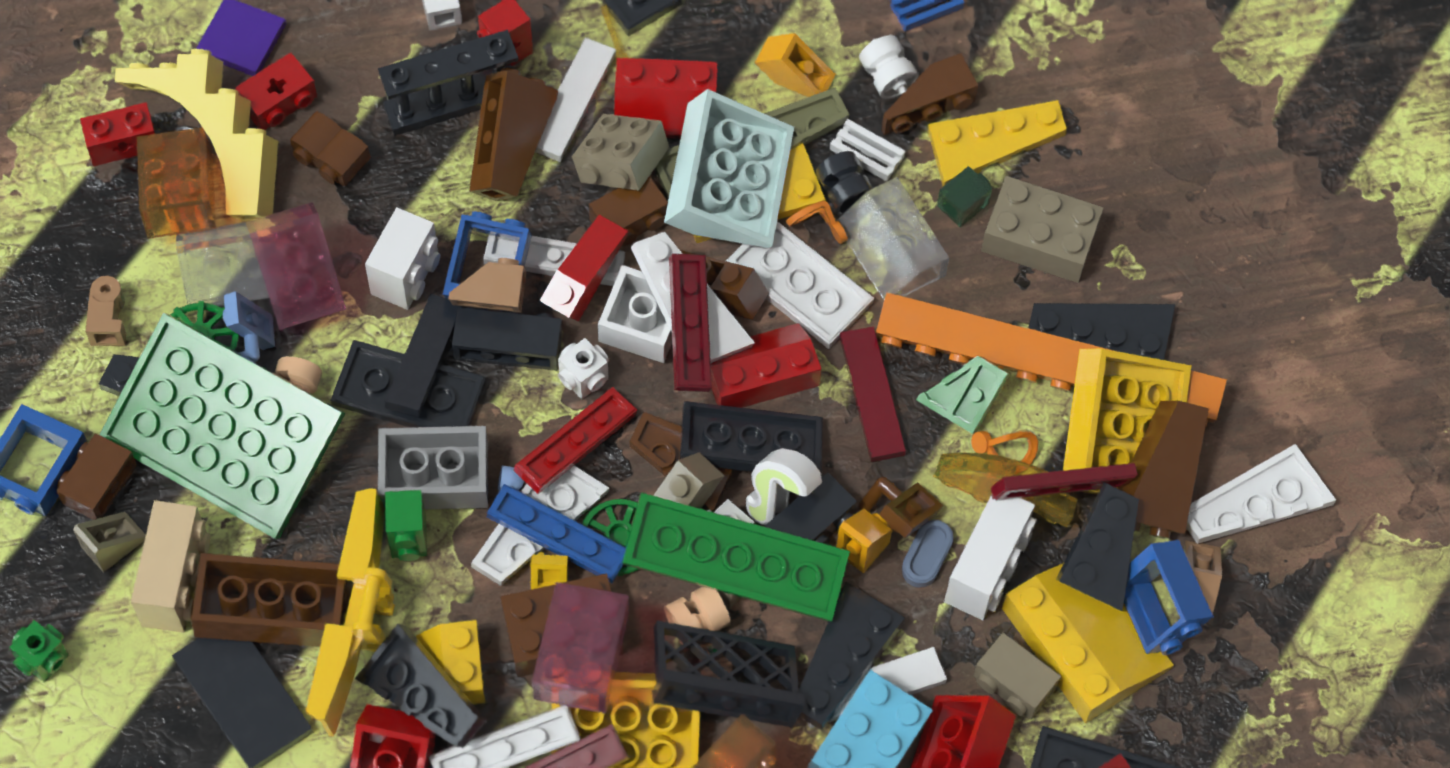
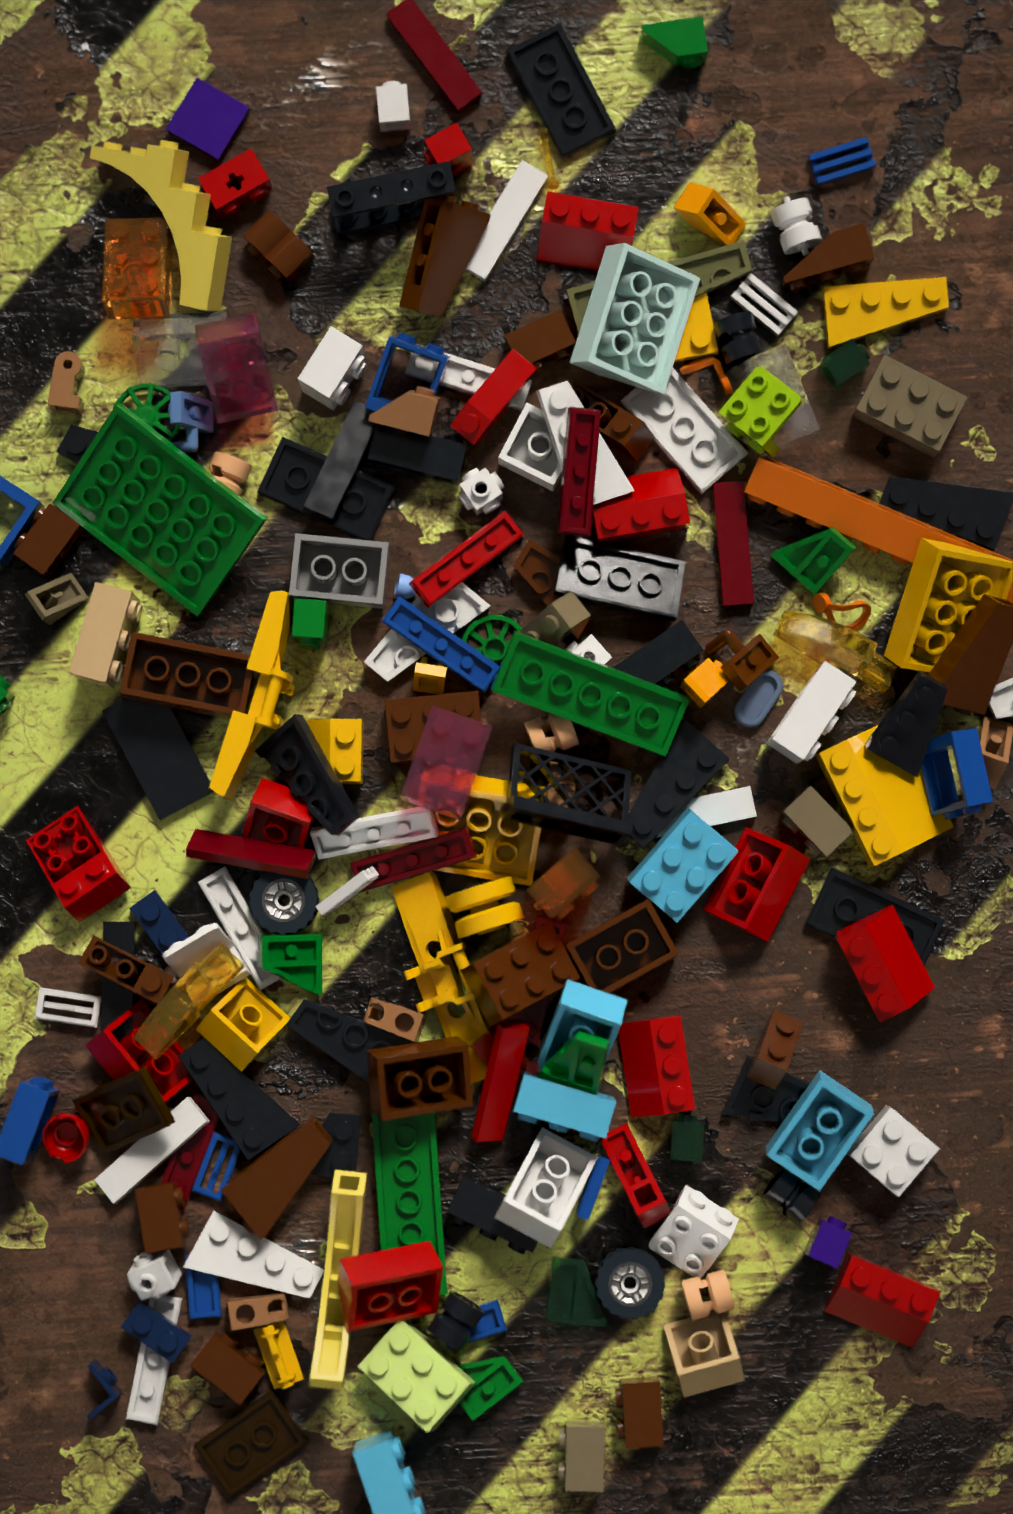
camera: 10 degrees right, 20 degrees up
(115, 133) = (89, 208): red brick -> none
(620, 151) = (539, 287): dark tan brick -> none
(774, 478) = (639, 624): white animal -> none
(879, 246) = (760, 410): none -> lime bracket
(1062, 481) = (885, 665): dark red tile -> none

